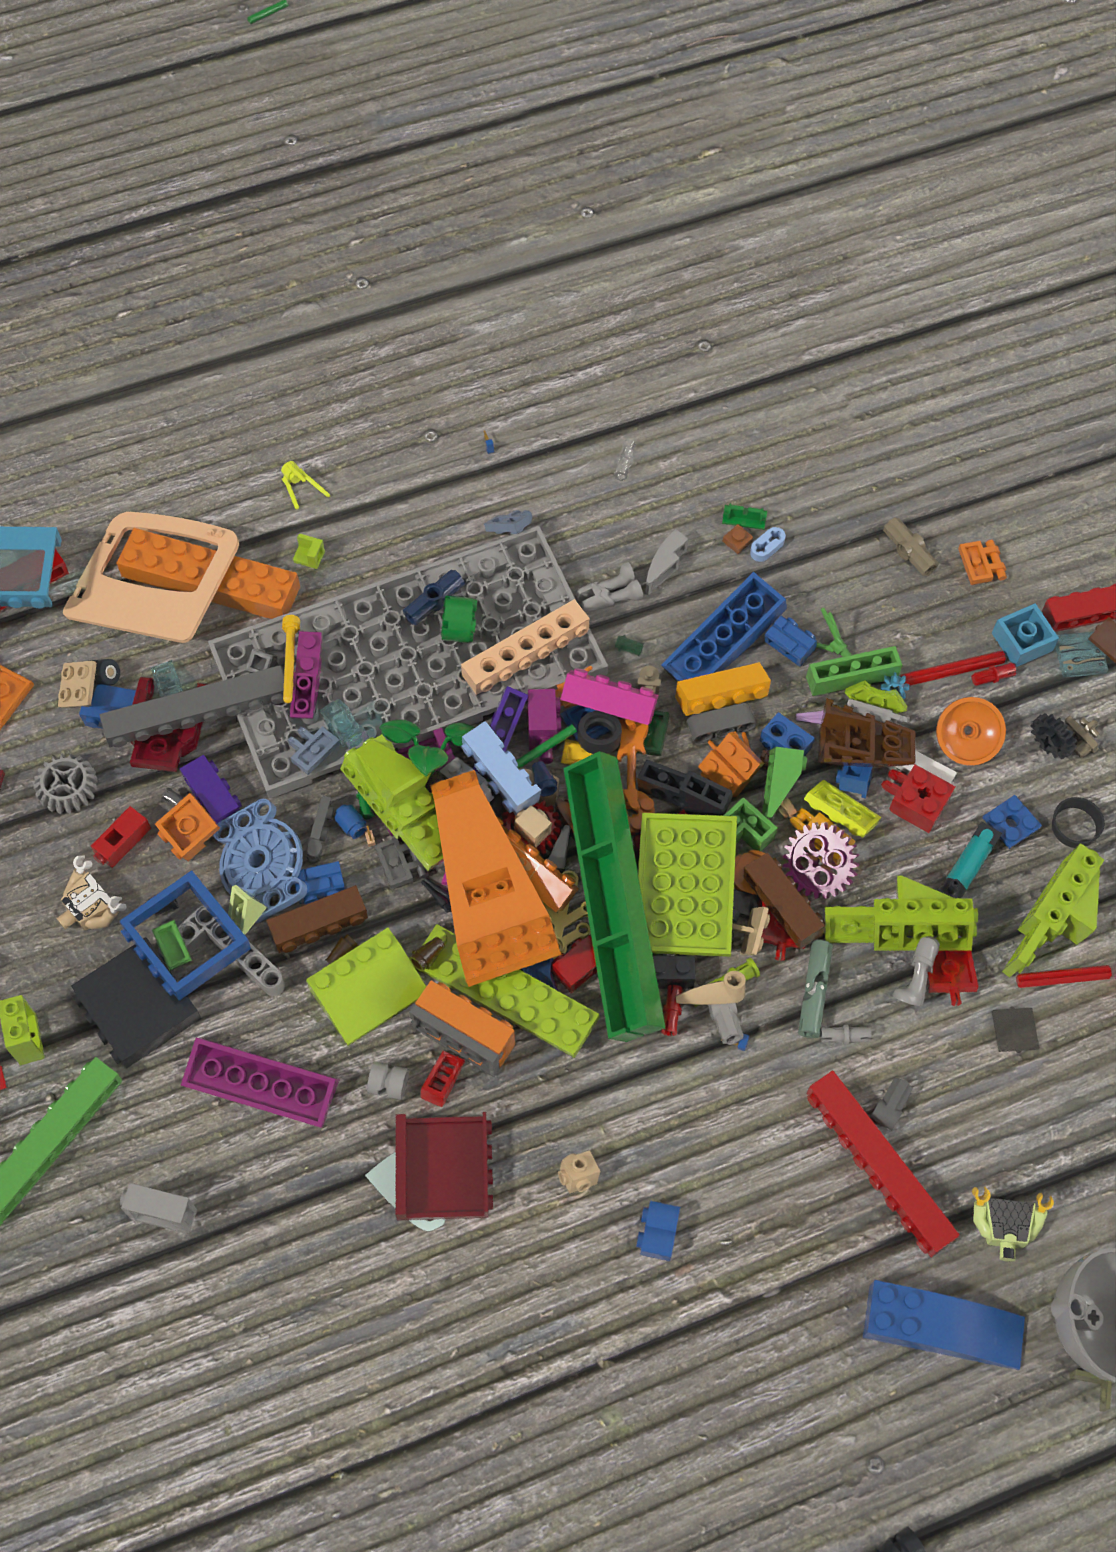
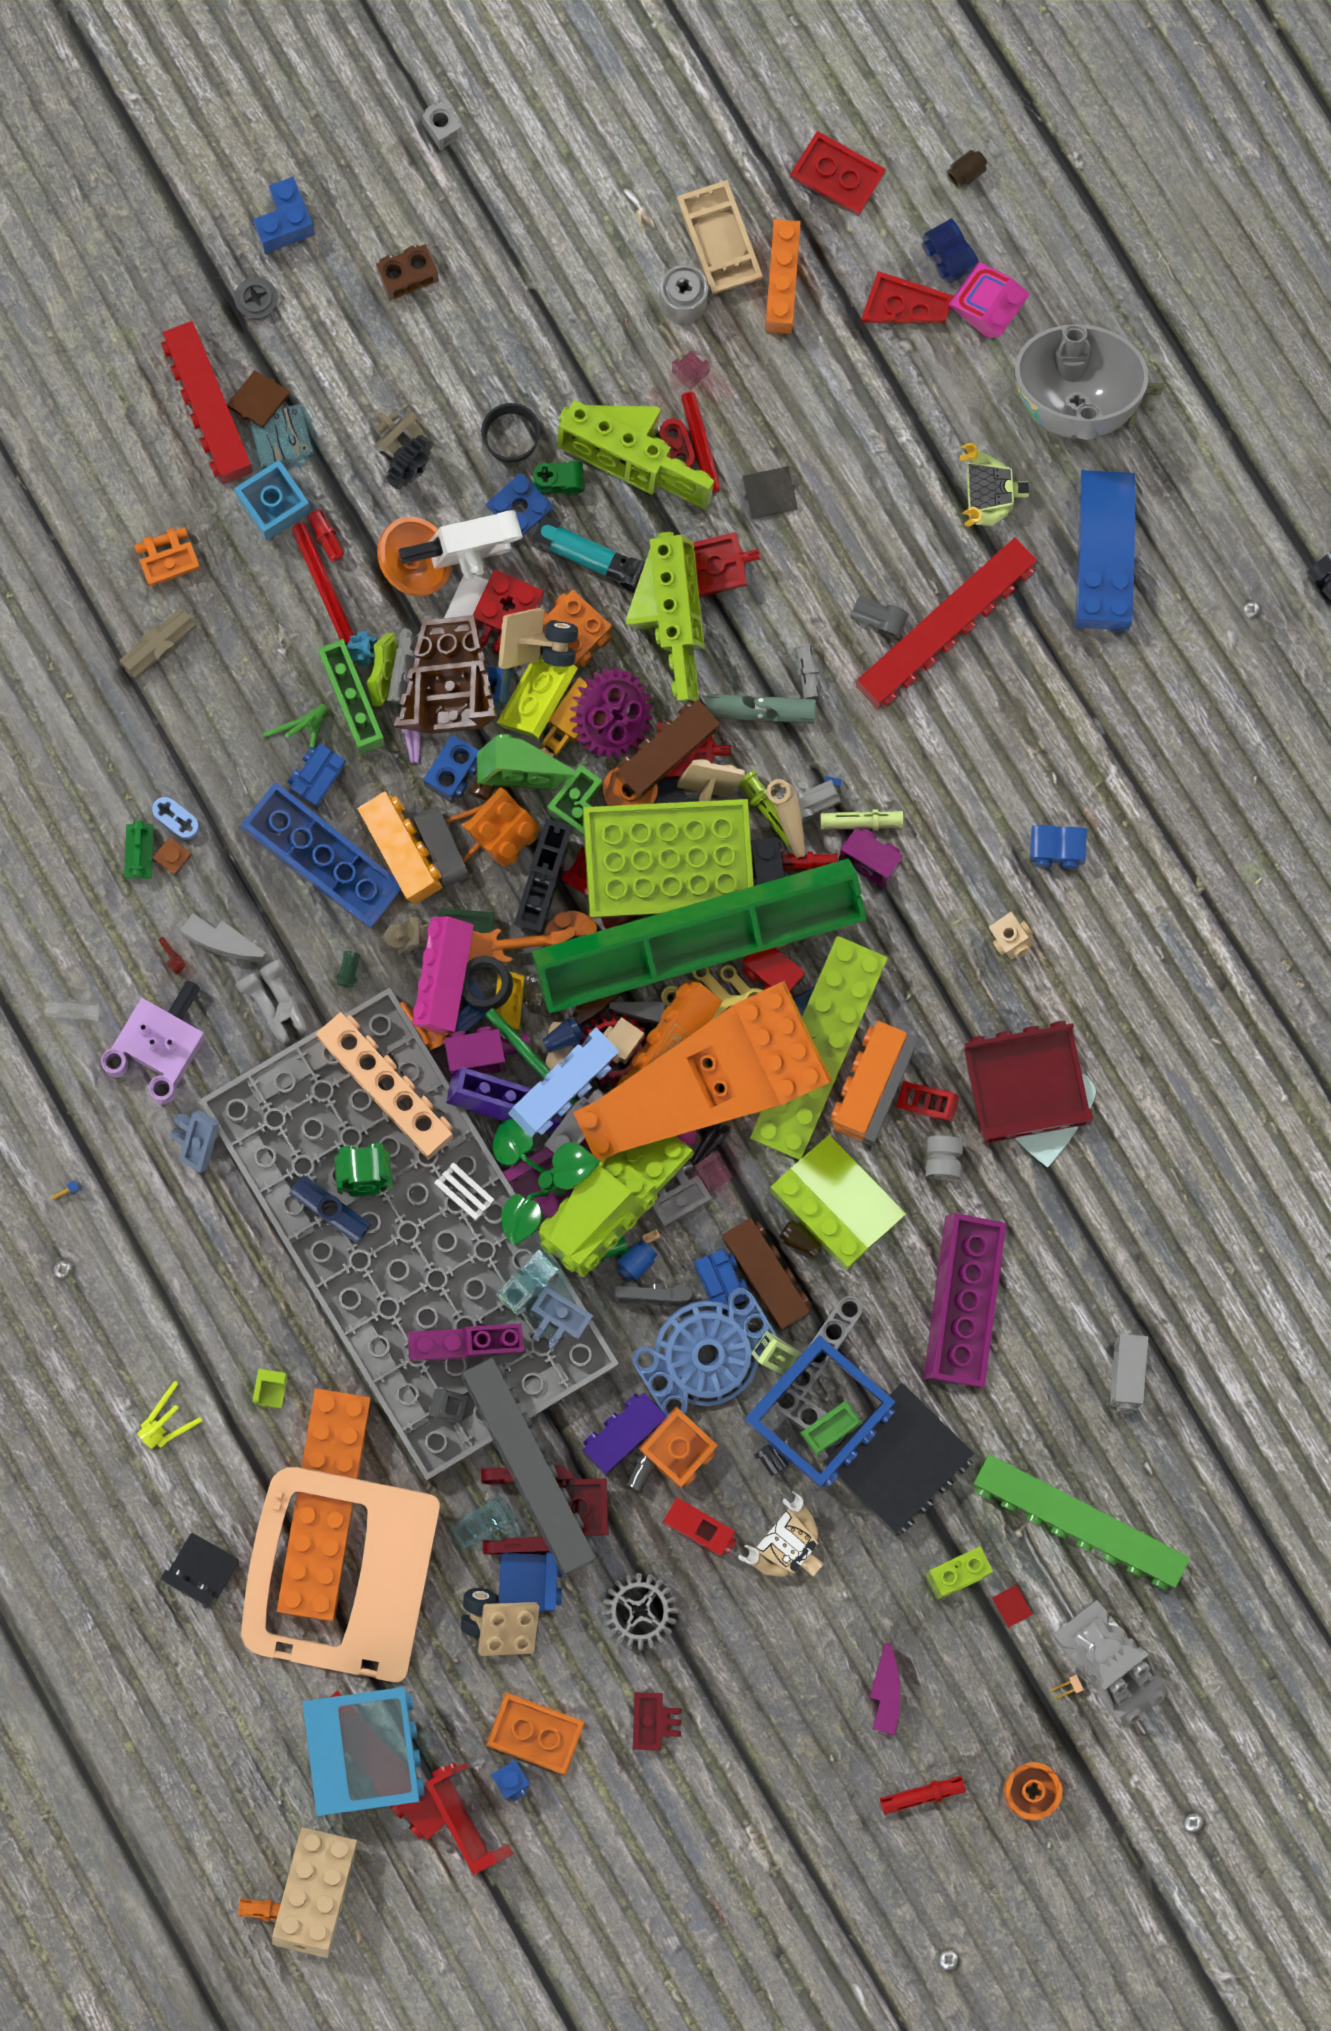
camera: 100 degrees left, 15 degrees up
(179, 488) = (201, 1570): none -> black bracket
(291, 626) = (396, 1377): yellow piece -> none
(412, 889) = (712, 1172): none -> clear pink panel
(426, 954) = (794, 1137): dark brown cone -> none
(439, 679) = (447, 1176): none -> white tile
(589, 510) = (158, 1042): none -> lavender piece
(653, 531) = (176, 963): none -> clear red hand
(669, 1058) = (871, 857): none -> magenta slope
(704, 1062) = (862, 820): none -> yellowish green pin
(891, 801) = (524, 637): none -> tan plate
(898, 846) = (592, 627): none -> orange brick
(923, 963) = (755, 602): light grey piece -> none
(978, 763) = (467, 543): none -> white piece
(1035, 857) = (562, 477): none -> green piece
(1061, 956) = (681, 444): none -> red plate

